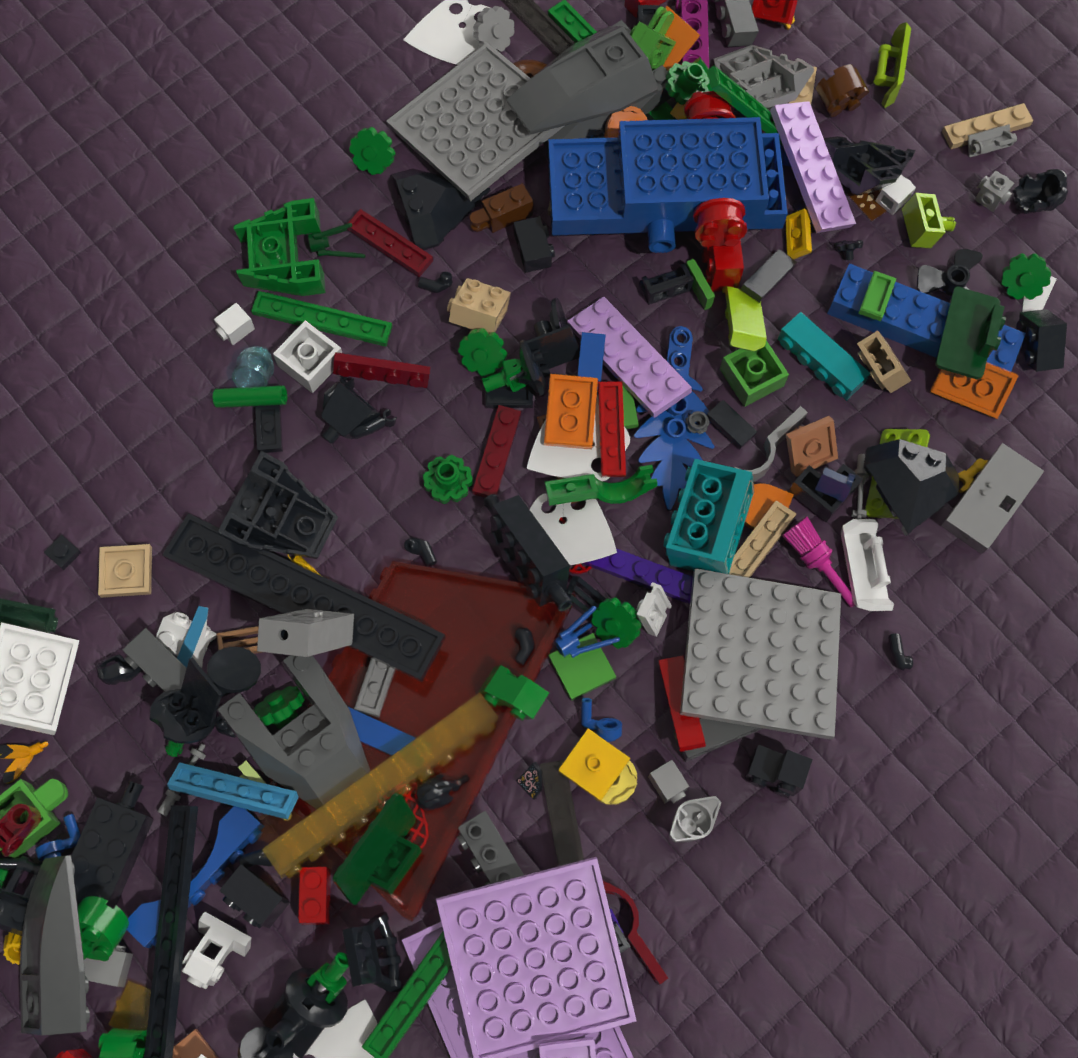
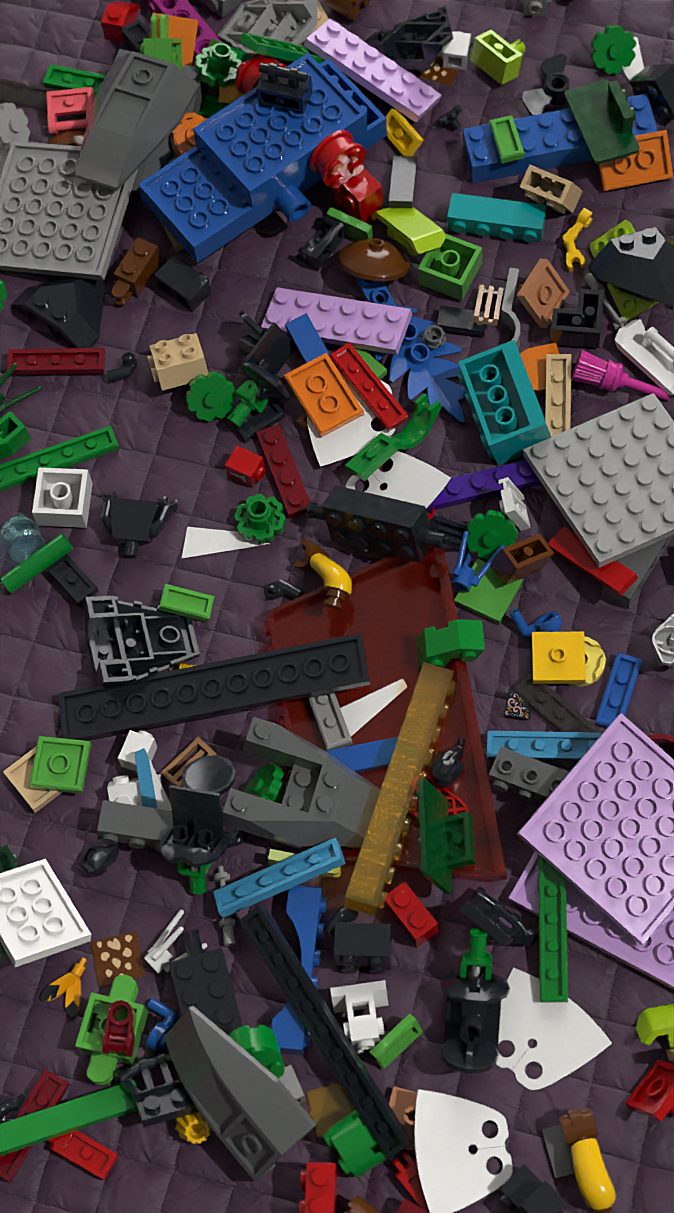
camera: 25 degrees left, 5 degrees down
(73, 761) = (117, 957): none -> reddish brown sticker
(103, 782) = (158, 955): none -> white plant
(144, 573) = (60, 764): none -> bright green tile
(214, 600) = (133, 743): none -> white brick
(224, 994) = (396, 1041): none -> bright green tile
(305, 632) = (251, 699): light grey brick -> none
(339, 508) = (186, 603): none -> bright green tile
(381, 370) = (134, 467): dark red plate -> none
(397, 469) = (208, 541): none -> white sticker
(410, 695) = (362, 710): none -> white sticker
(462, 567) = (334, 576): none -> piece
(468, 428) = (245, 467): none -> red brick
(525, 830) = (542, 744): none -> dark azure plate
(526, 643) = (426, 599): black arm -> none
(551, 38) = (69, 103): none -> coral plate
(623, 828) = (618, 689): none -> blue tile
(625, 661) = (522, 559): none -> reddish brown brick
(669, 782) = (628, 629): light grey brick -> none
(695, 326) = (374, 260): none -> reddish brown dish
(715, 133) = (284, 87): none -> black brick
(770, 416) = (489, 293): none -> tile
(835, 484) = (586, 307): dark blue tile -> none
(863, 429) = (573, 255): none -> yellow piece

